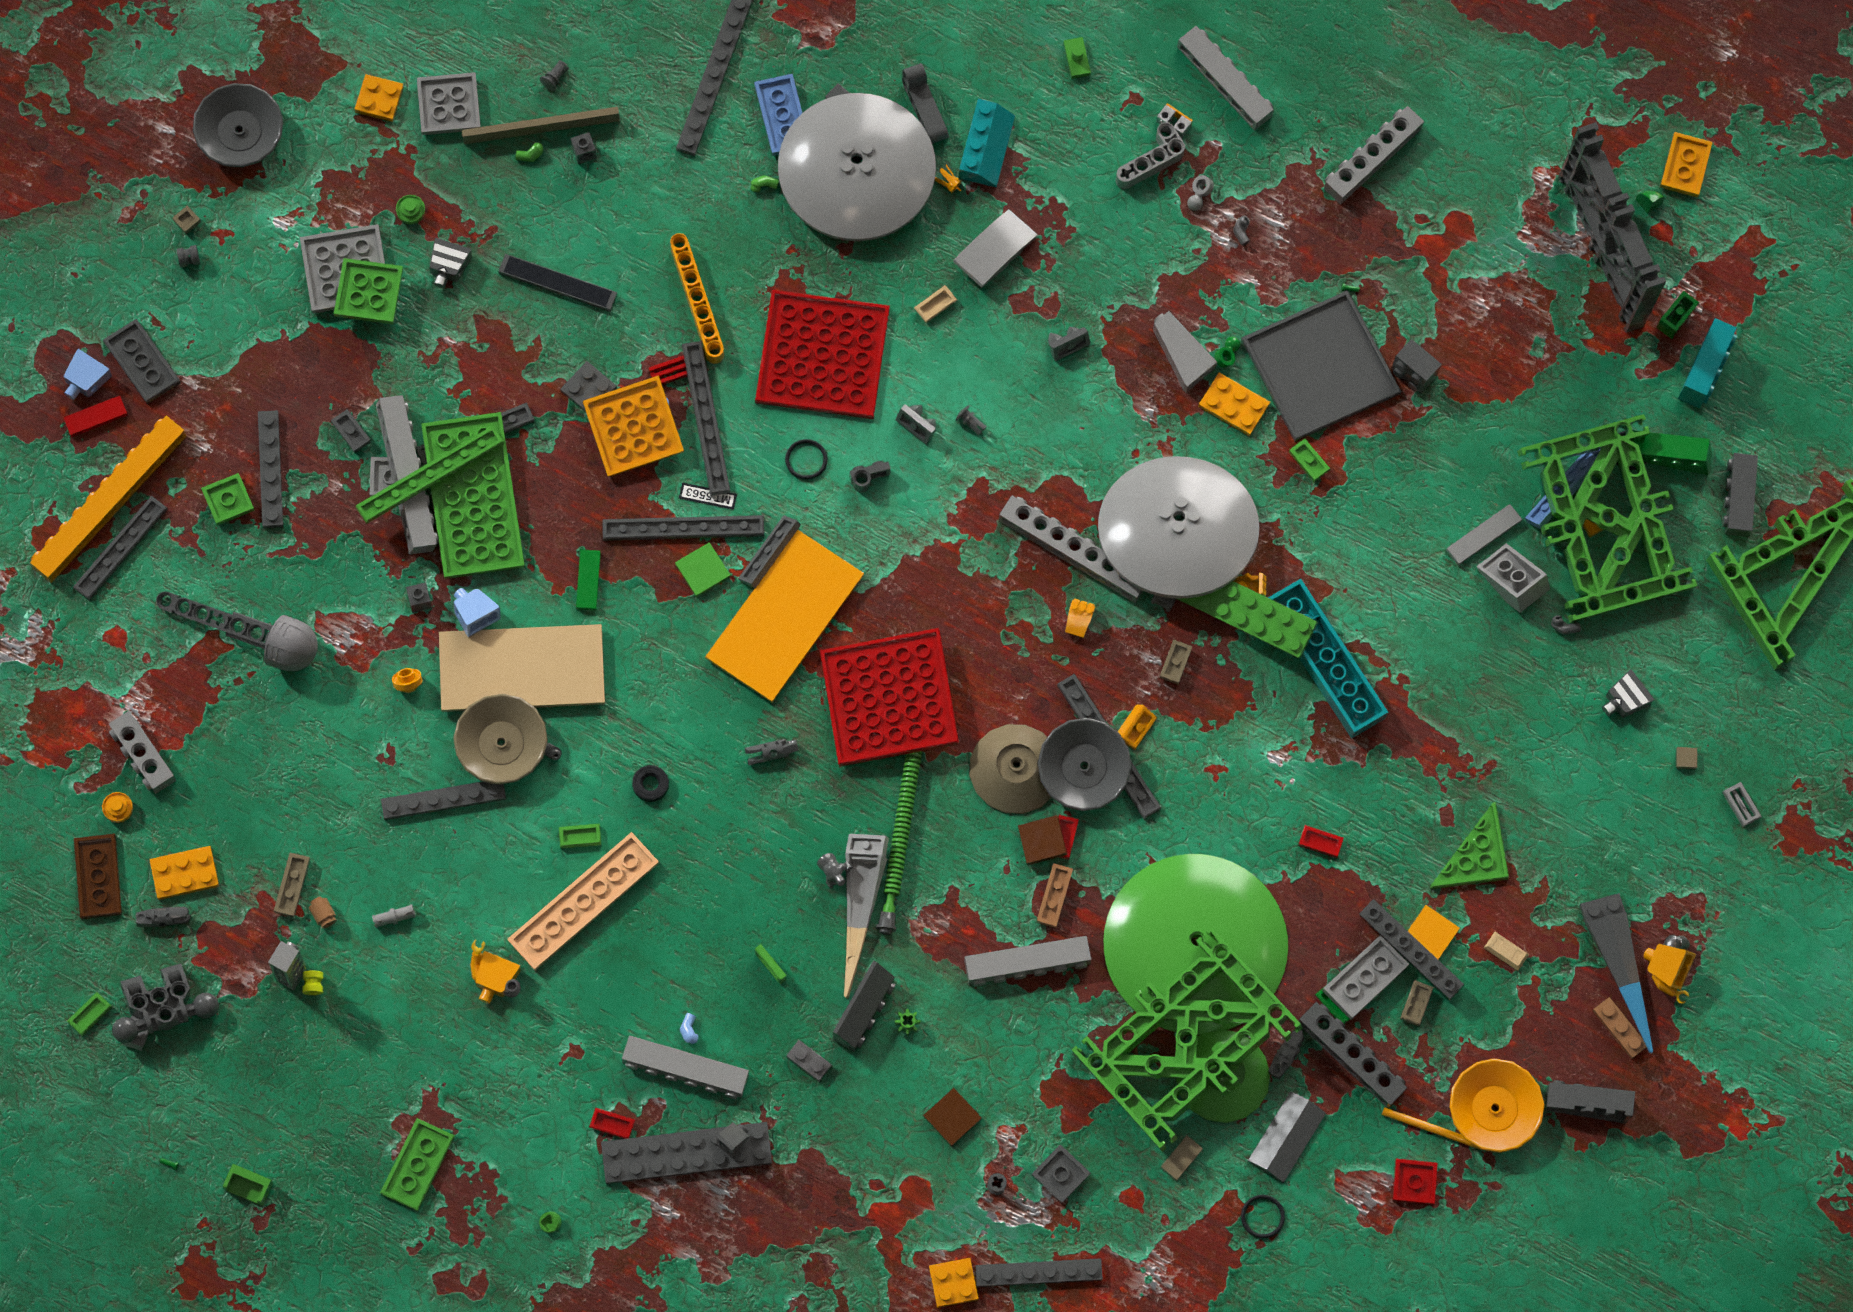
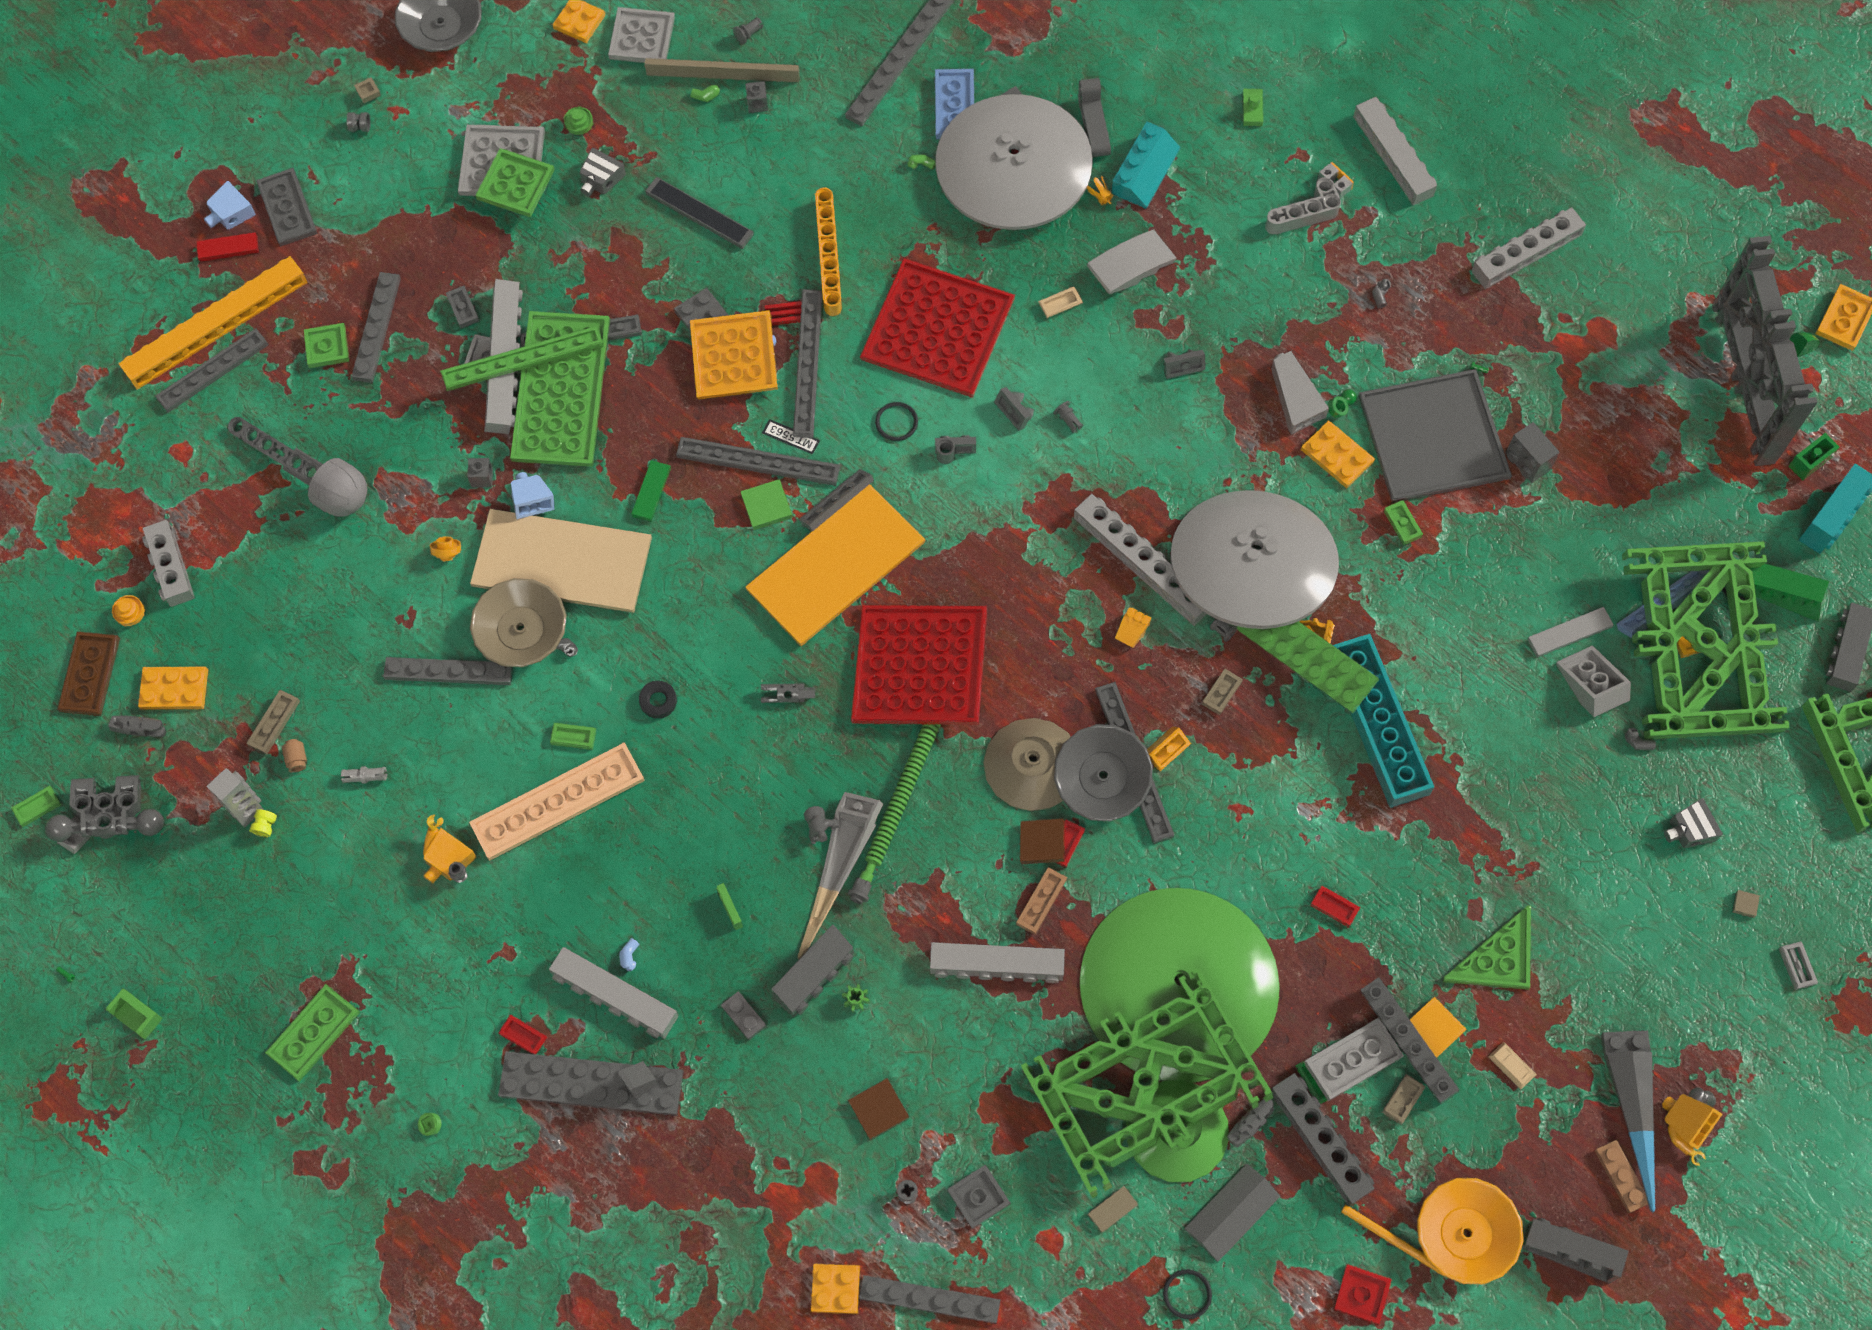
camera: 20 degrees right, 5 degrees down
(1195, 202) = (1350, 245): light grey plate -> none

